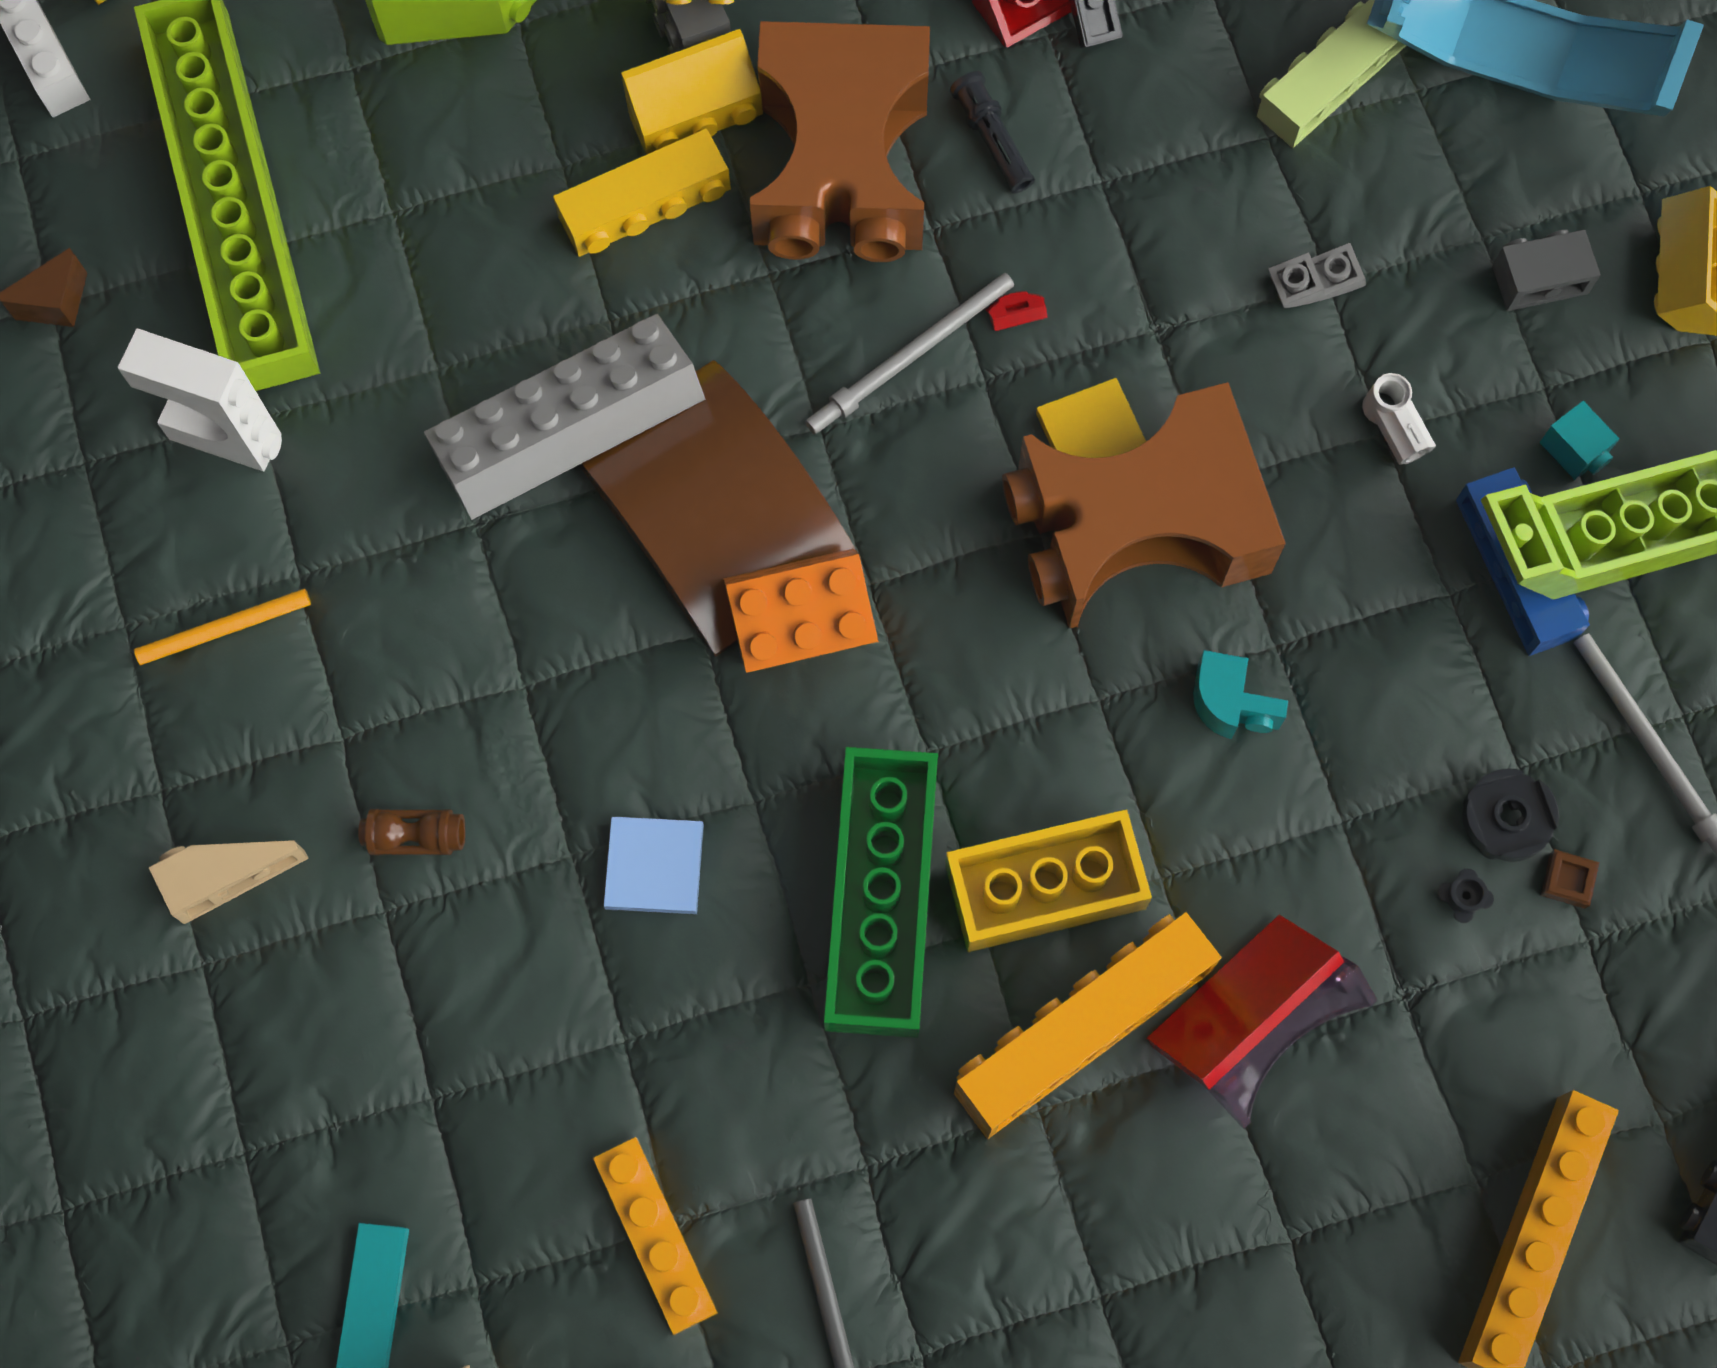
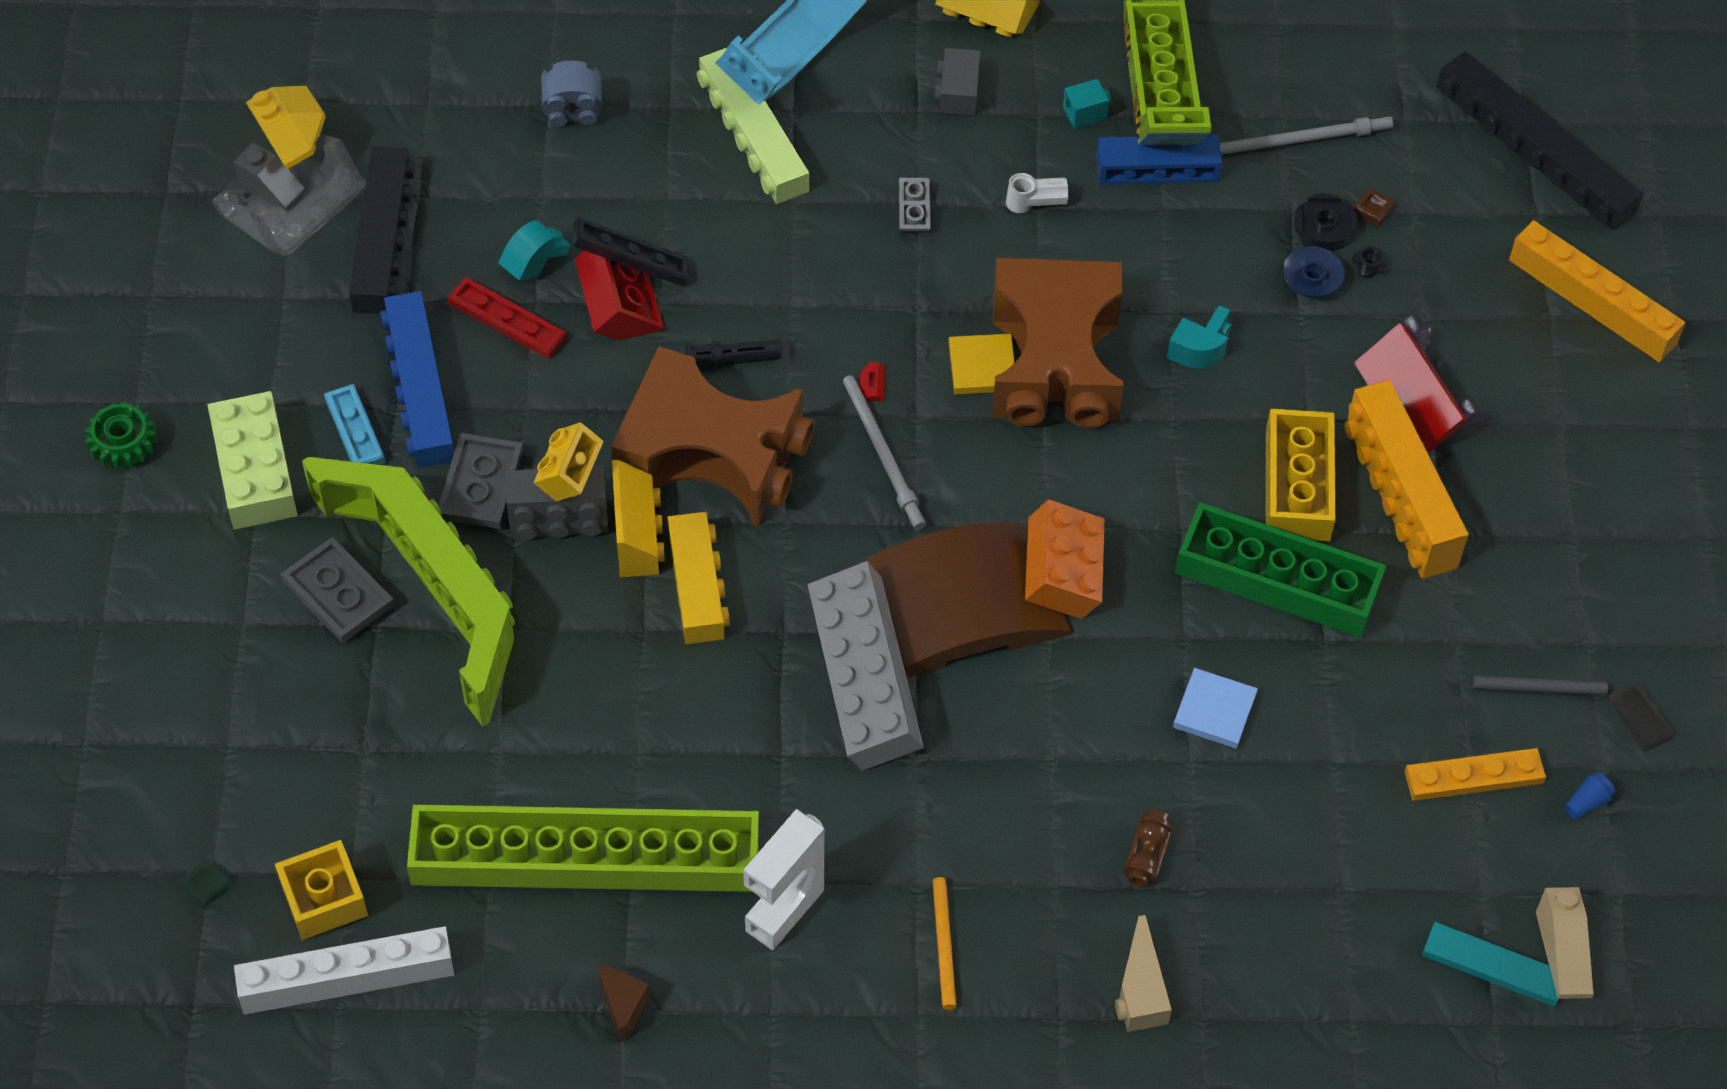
camera: 75 degrees left, 15 degrees down
(1421, 802) = (1315, 263): none -> dark blue dish

